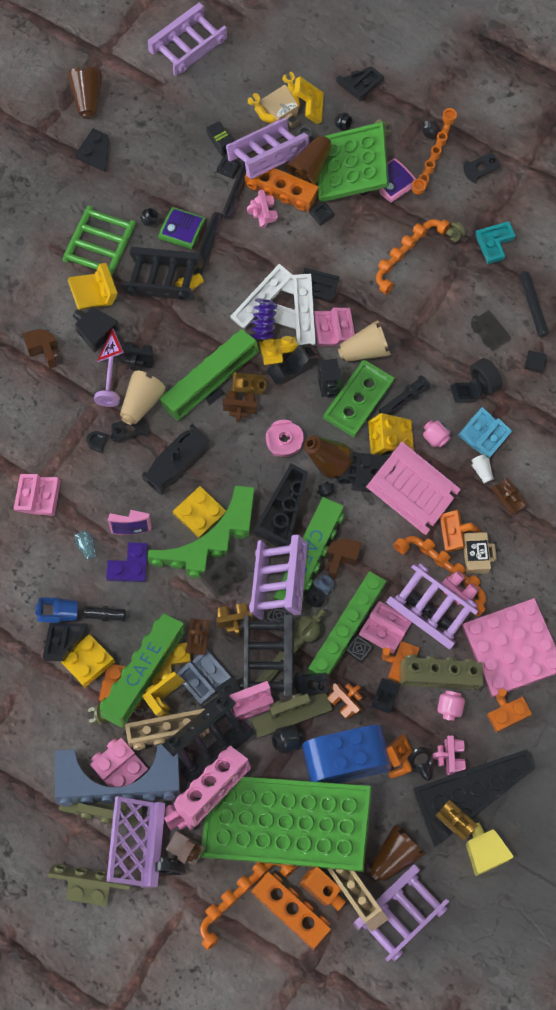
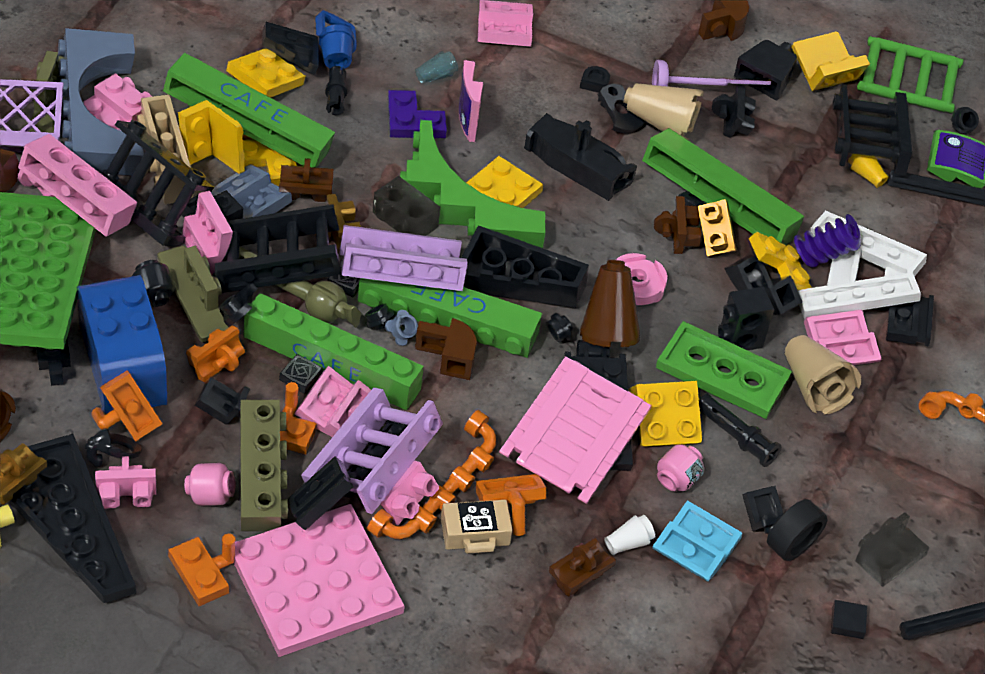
camera: 80 degrees right, 20 degrees down
(468, 637) = (320, 493): none -> black plate

